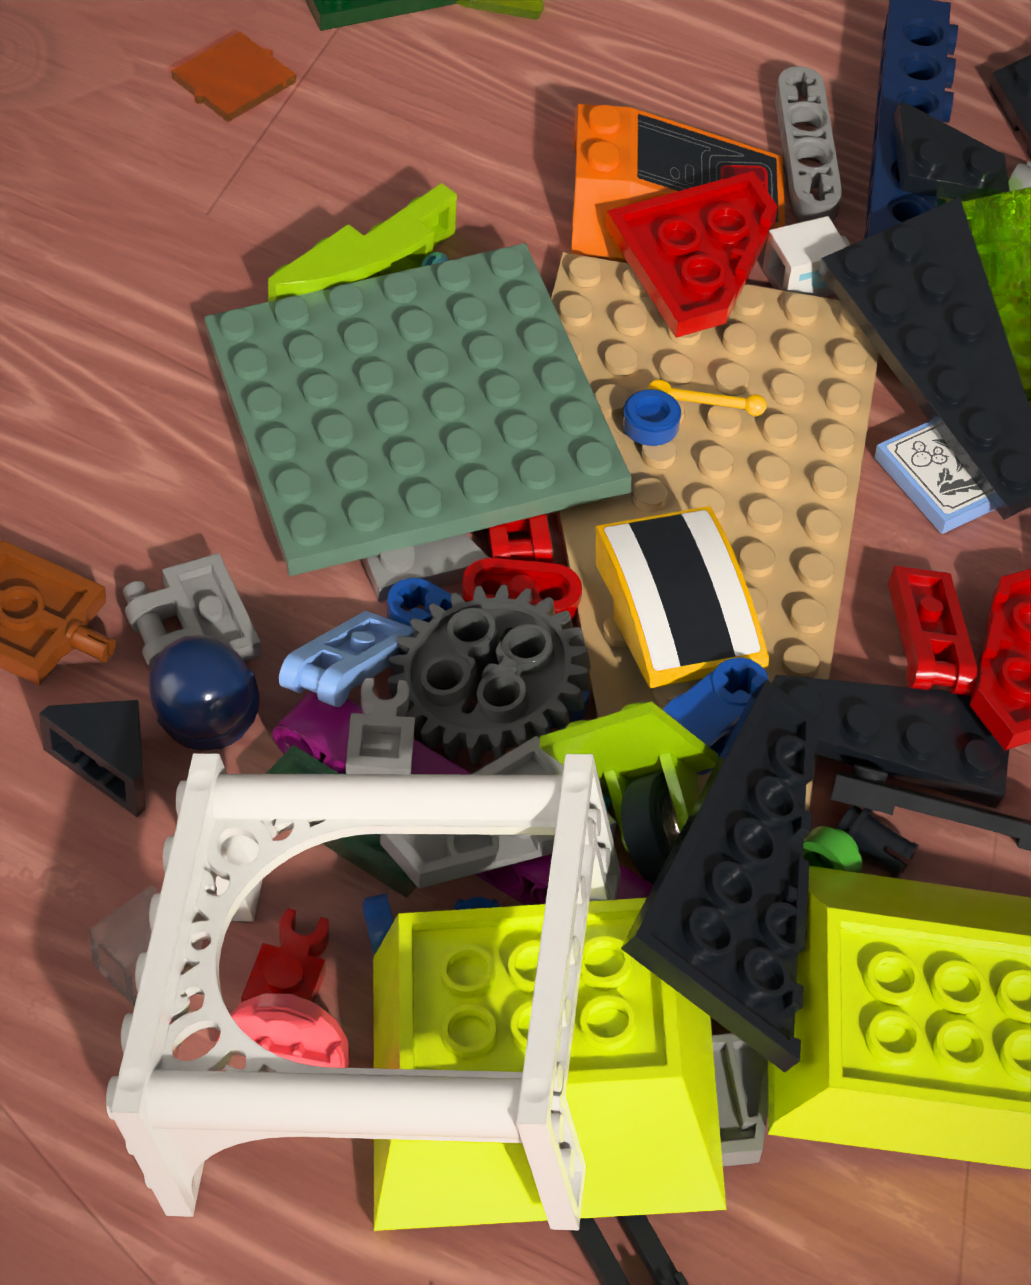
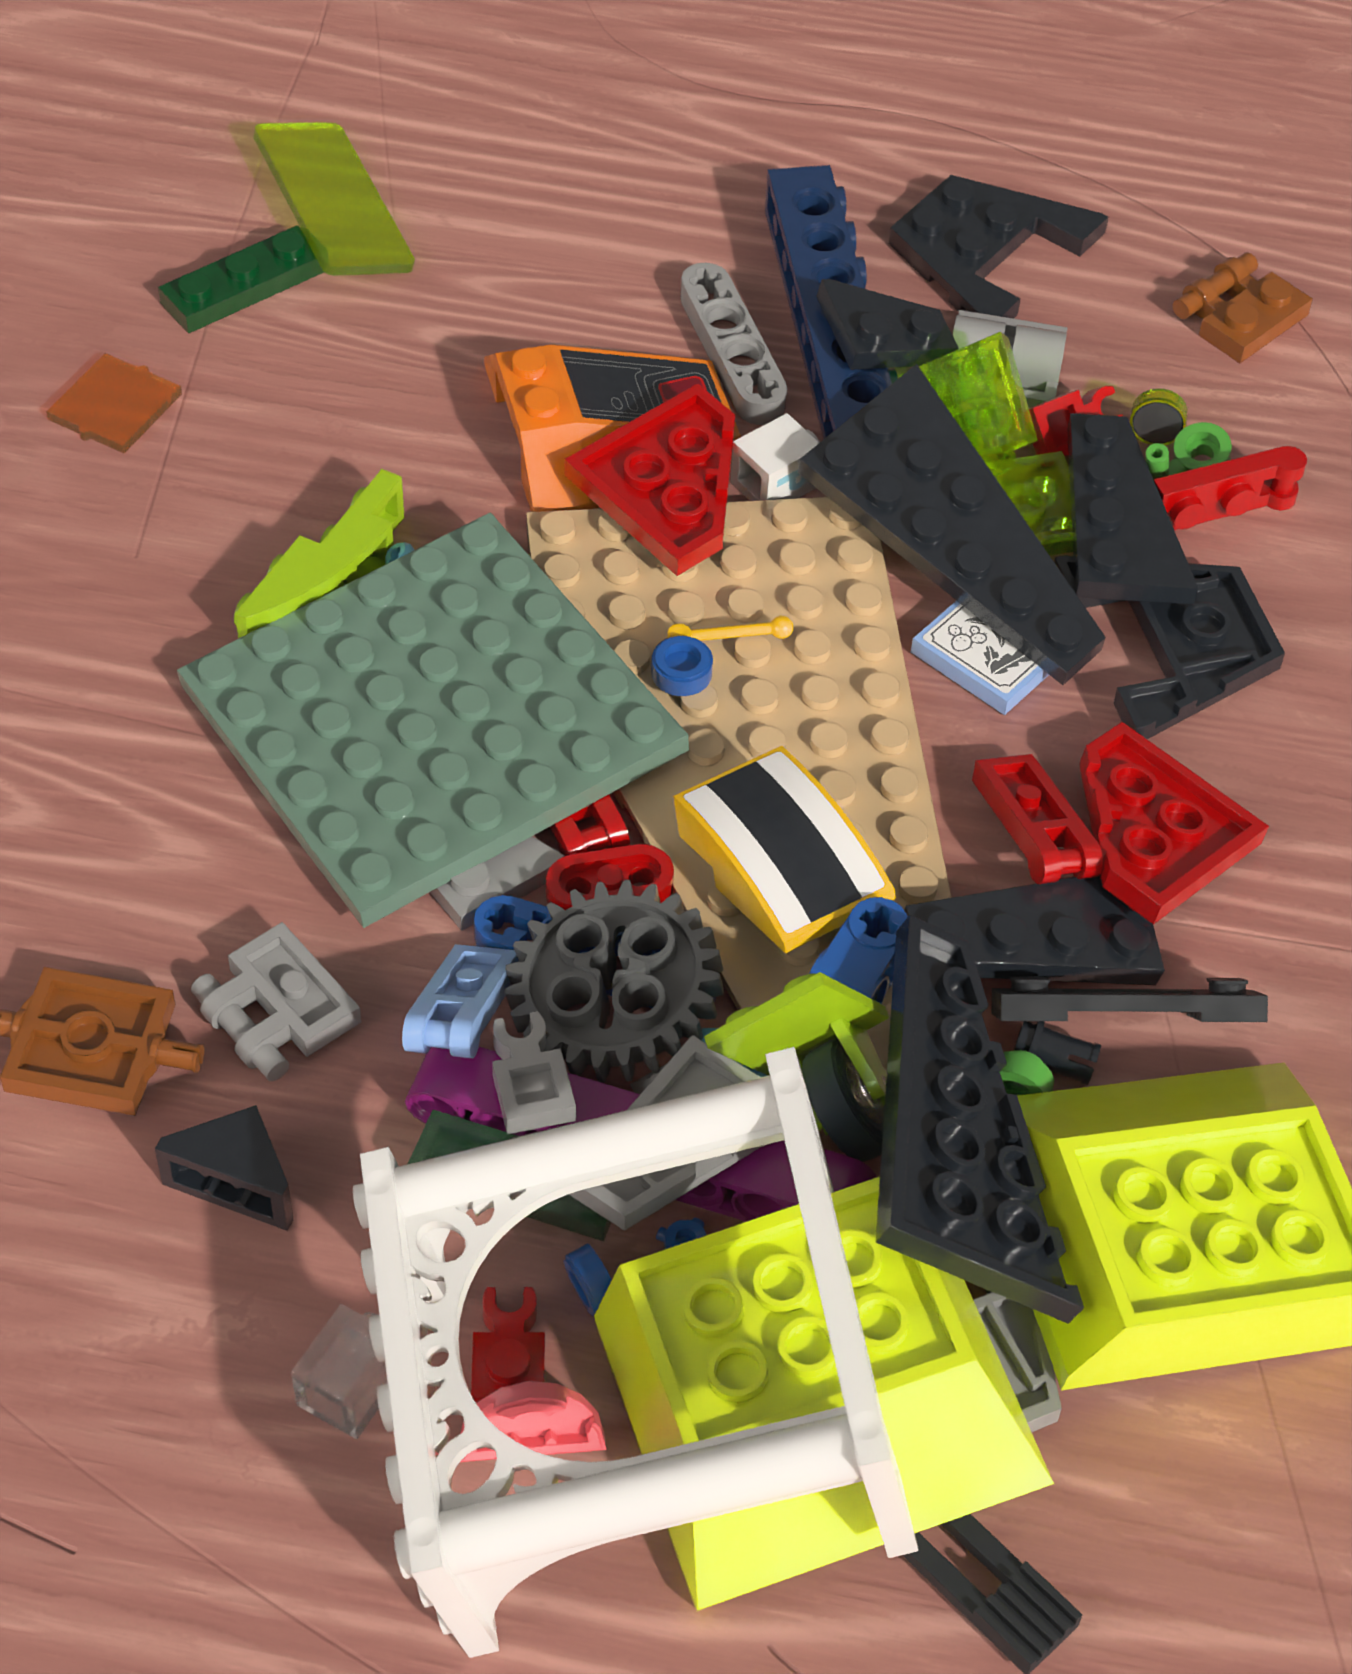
camera: 15 degrees left, 0 degrees up
(203, 692) = (319, 1078): dark blue helmet -> none

